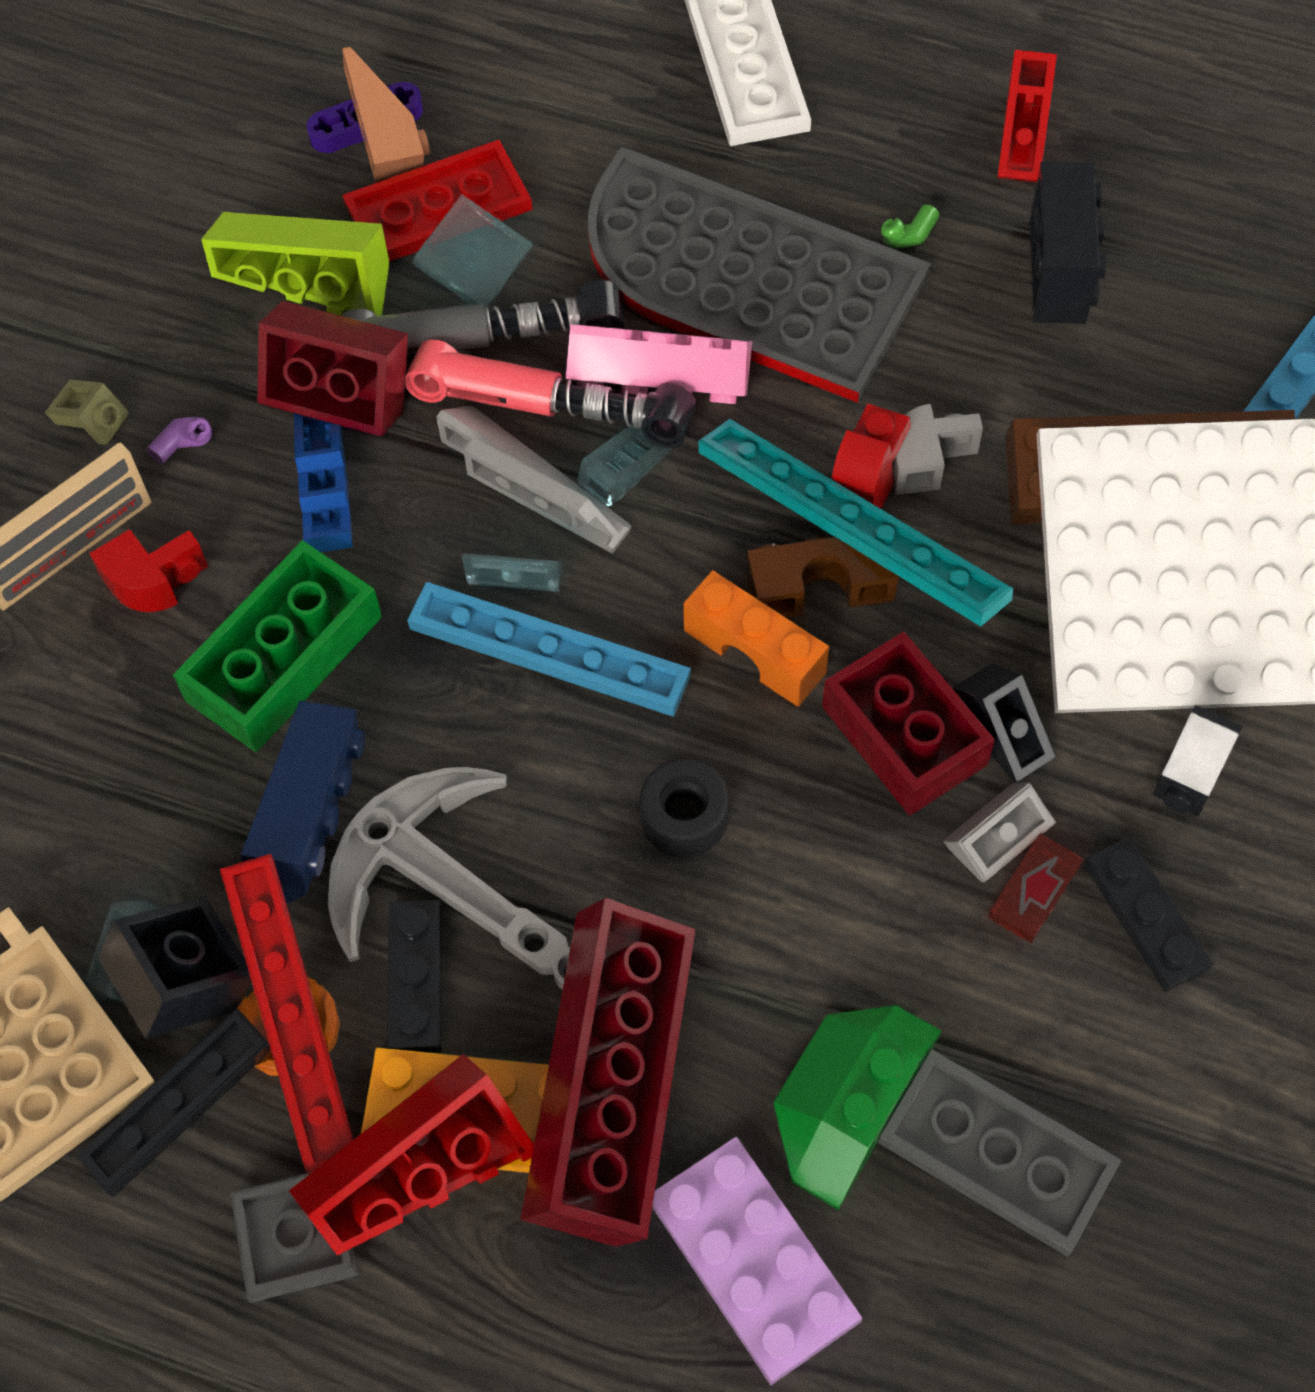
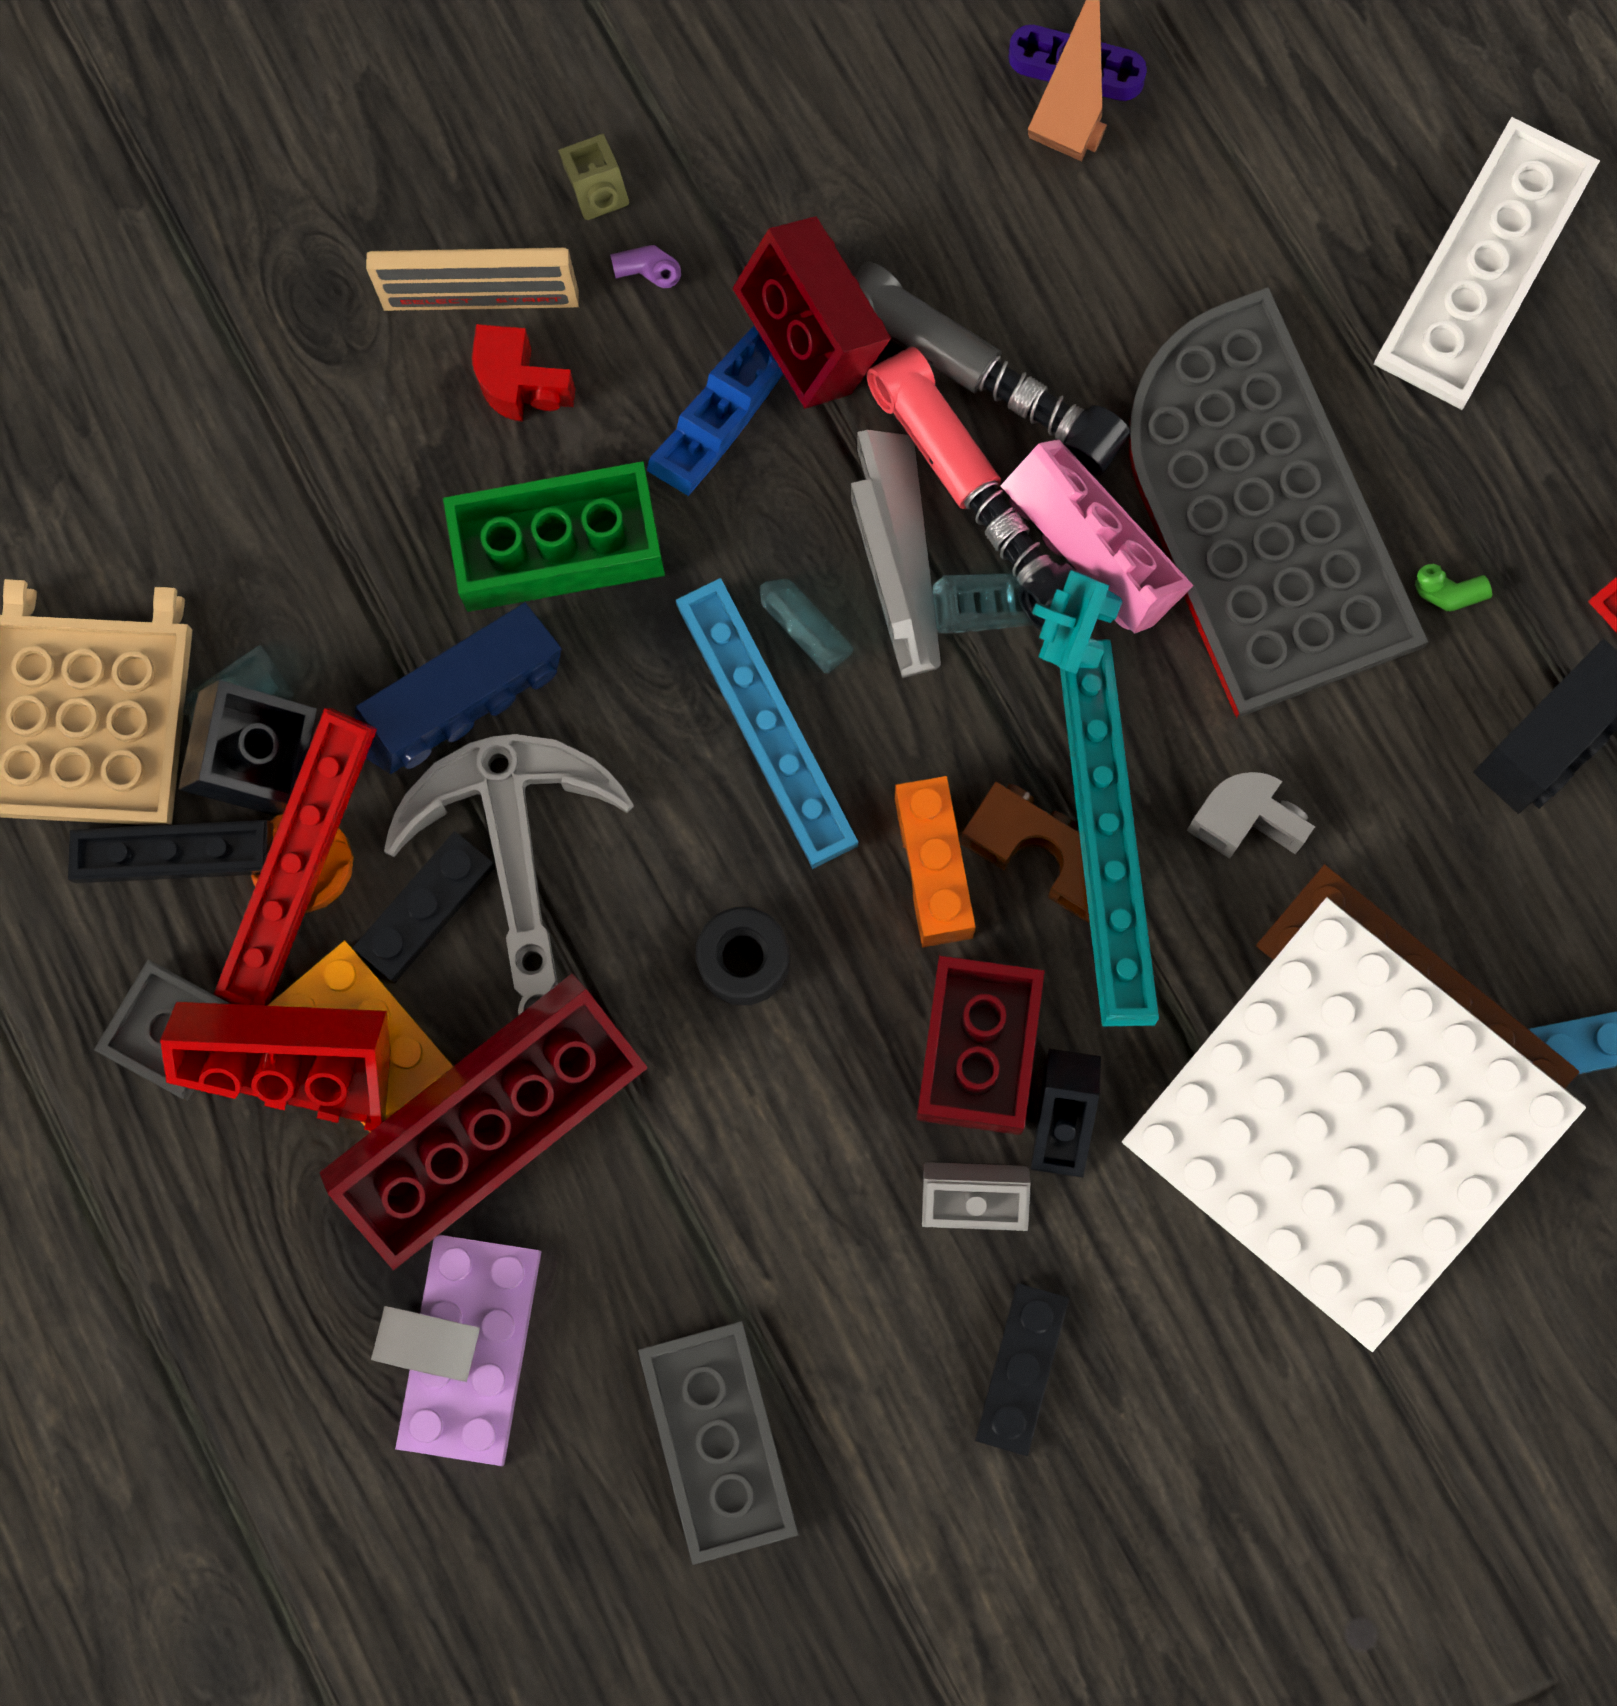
camera: 45 degrees right, 15 degrees up
(302, 258) = (886, 175): lime wedge -> none
(418, 200) = (1058, 209): red plate -> none
(472, 253) = (1038, 289): clear light blue plate -> none
(701, 409) = (1072, 620): none -> teal hips
(723, 1269) = (425, 1344): none -> light grey brick
(847, 1094) = (654, 1293): green wedge -> none
(868, 454) = (1174, 785): red brick -> none
(1035, 888) = (955, 1268): clear red tile -> none
(1196, 761) = (1174, 1292): slope -> none

